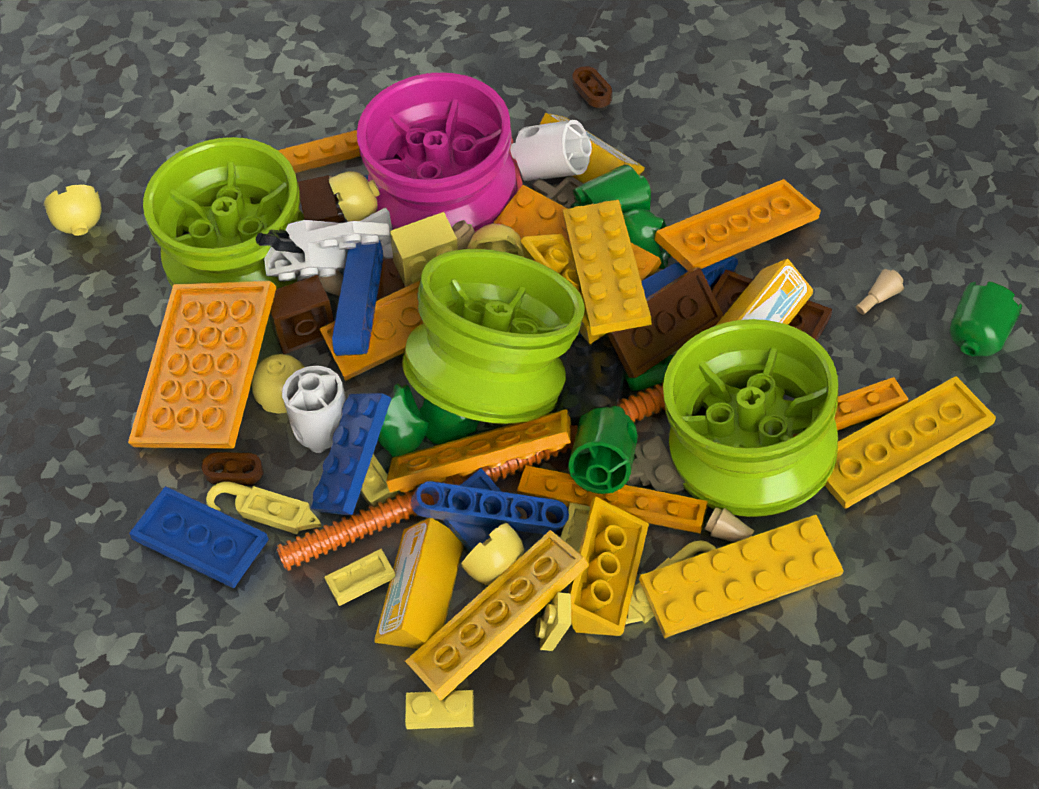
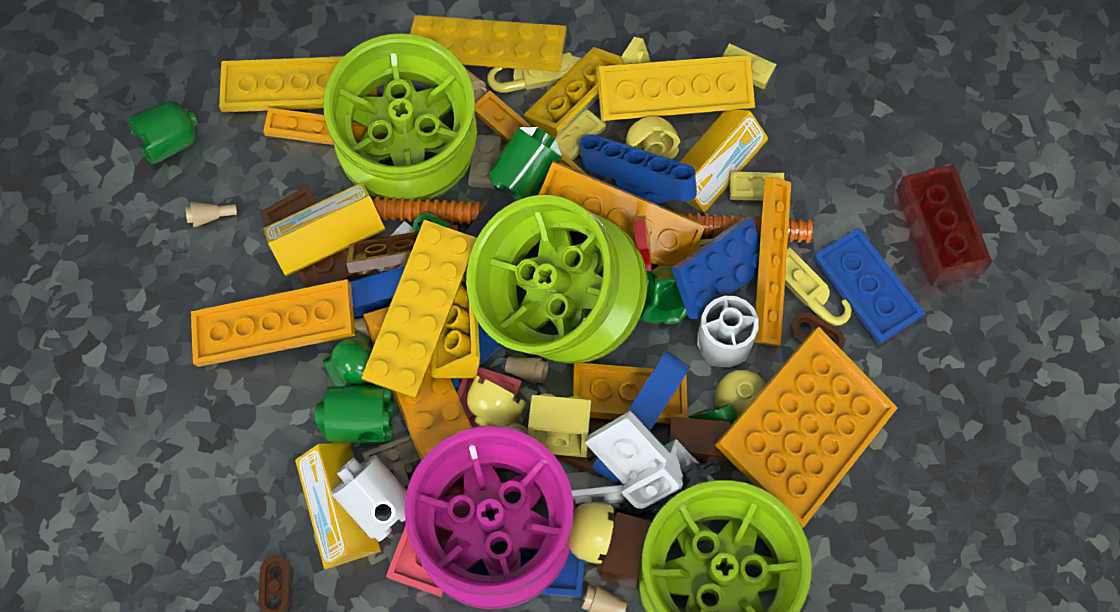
camera: 155 degrees left, 15 degrees up
(140, 623) = (943, 225): none -> clear red brick
(296, 348) = (721, 413): none -> green beam
(304, 494) = (772, 260): none -> light orange plate
(436, 423) = (643, 240): none -> red tile

